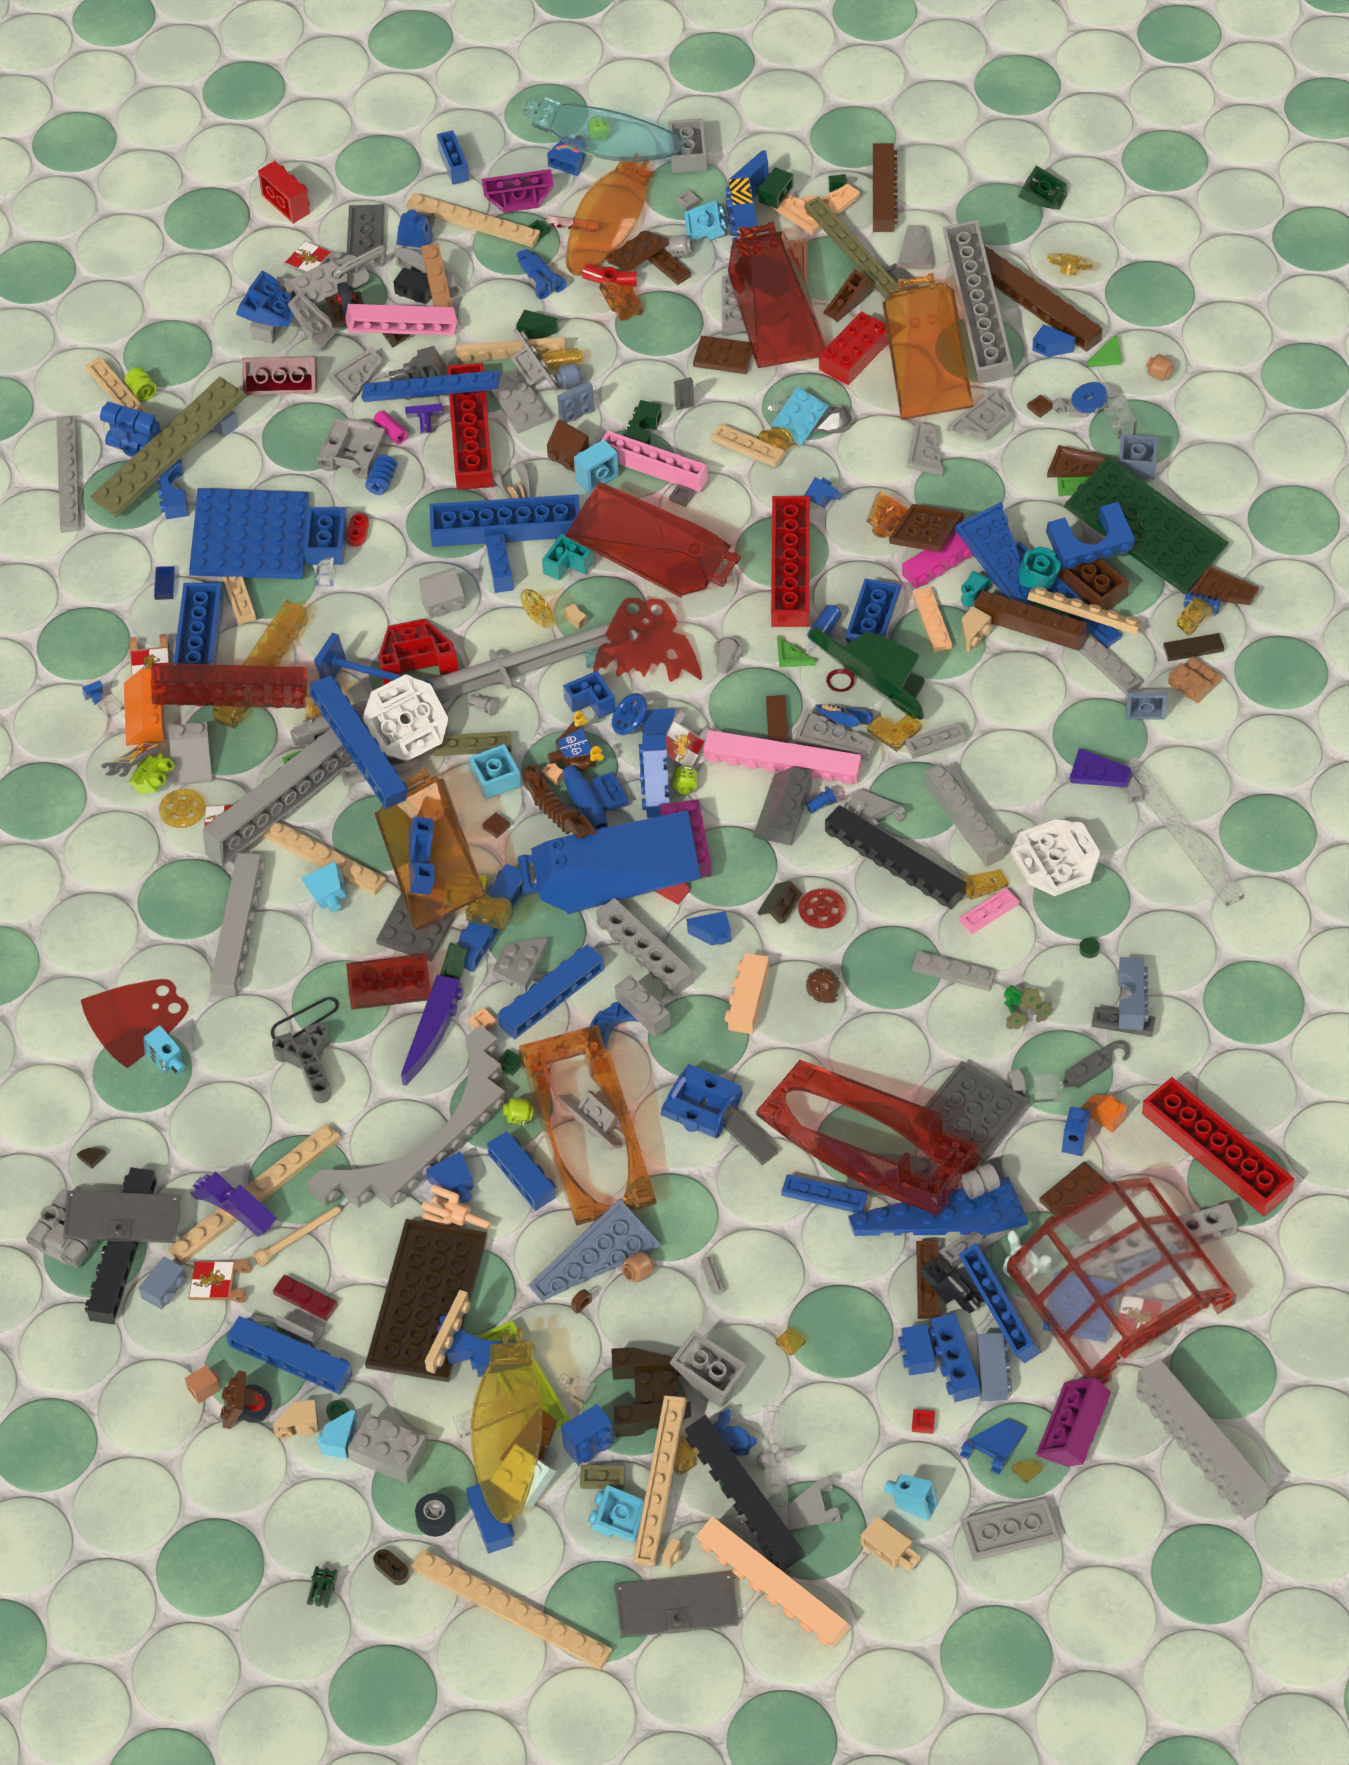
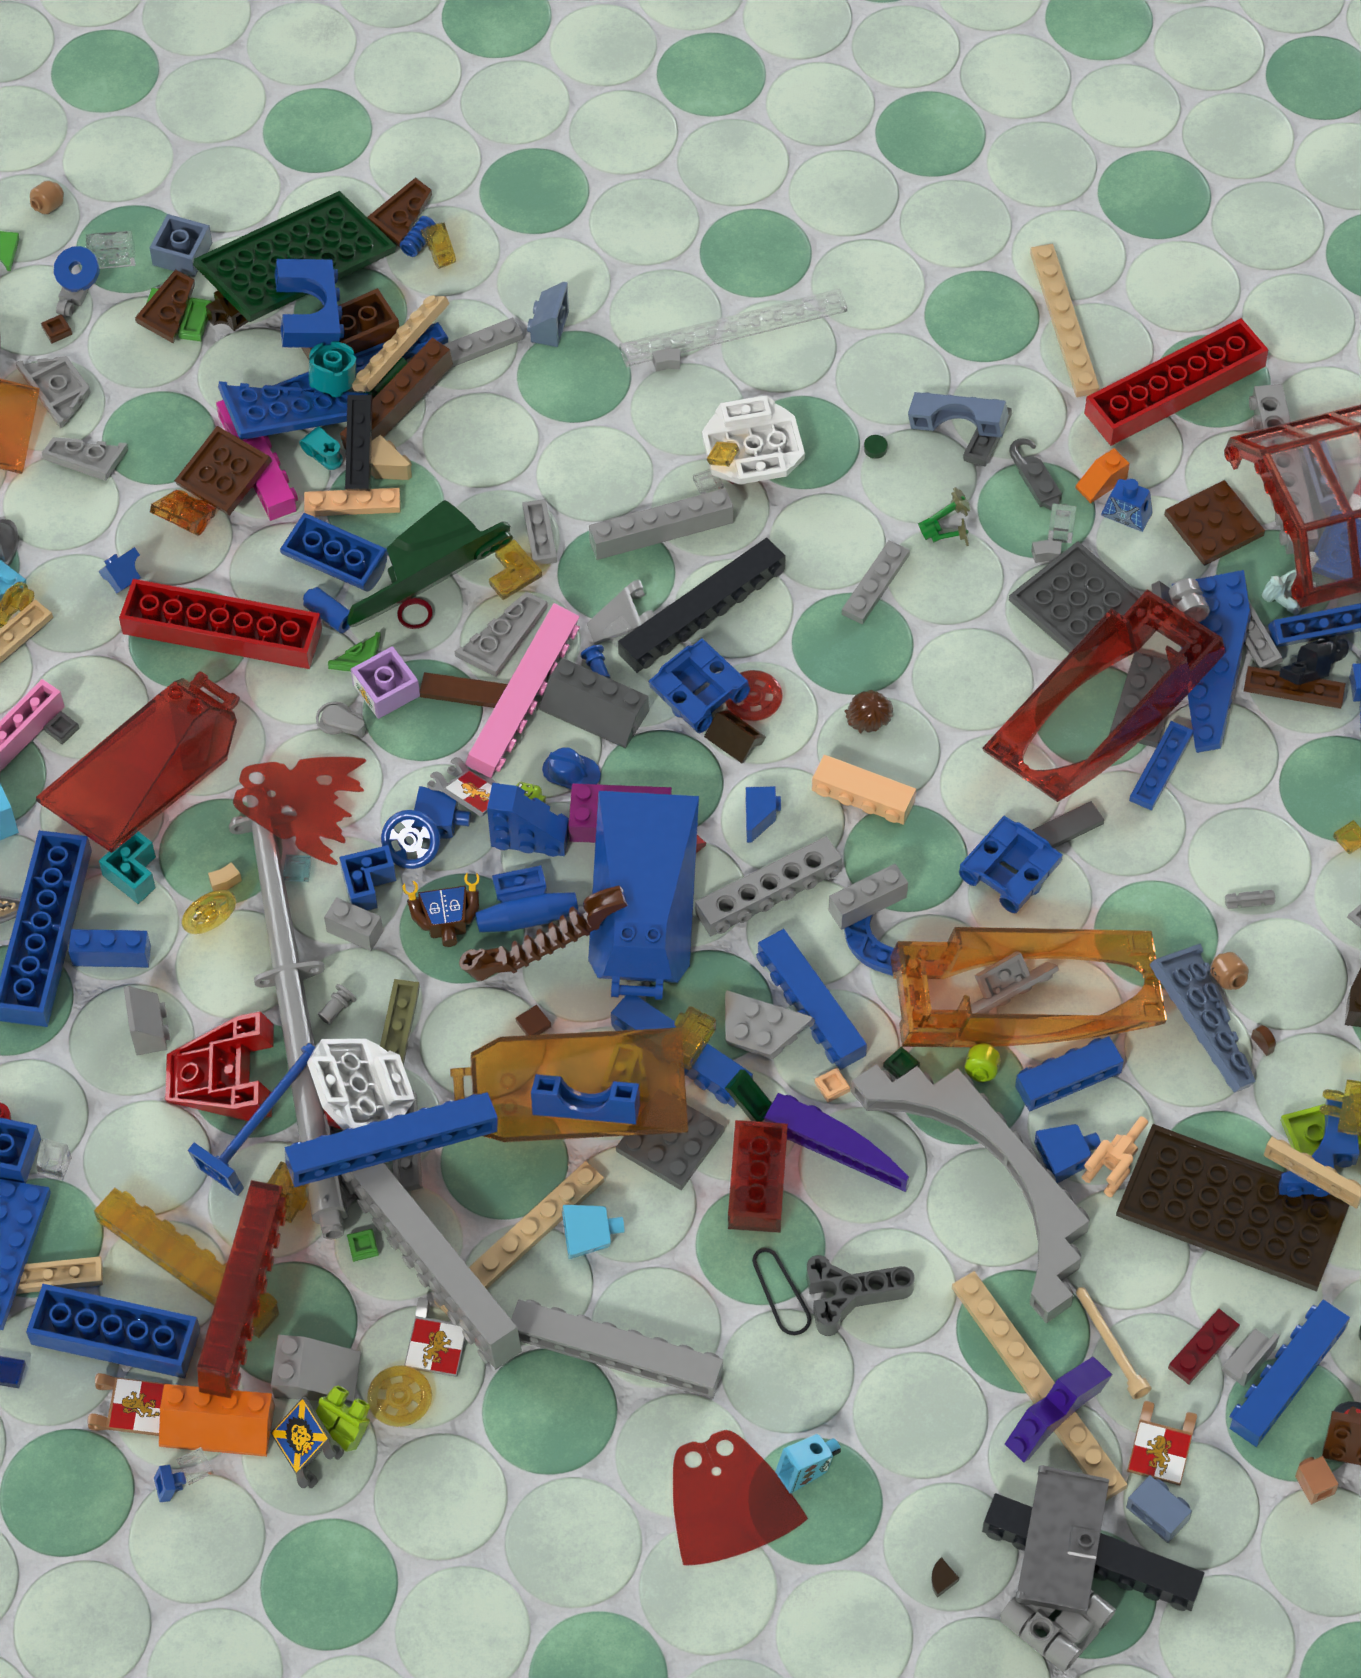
camera: 80 degrees left, 5 degrees up
(494, 771) = (457, 1004): medium azure brick -> none
(550, 698) = (353, 924): none -> light grey brick
(553, 773) = (473, 940): light nougat piece -> none
(722, 805) = (568, 768): none -> blue piece
(764, 670) = (385, 682): none -> lavender brick
(821, 854) = (687, 673): none -> blue piece
(845, 716) = (477, 613): blue animal -> none
(973, 601) = (358, 442): none -> black plate
(975, 890) = (762, 526): clear yellow slope -> none
(989, 911) = (799, 531): bright pink tile -> none
(1032, 833) = (722, 454): none -> clear yellow tile
(1098, 770) = (632, 383): dark purple wing -> none
(1193, 647) = (476, 260): dark brown tile -> none
(1194, 679) = (524, 268): medium nougat plate -> none
(1266, 1060) = (1064, 320): none -> tan plate

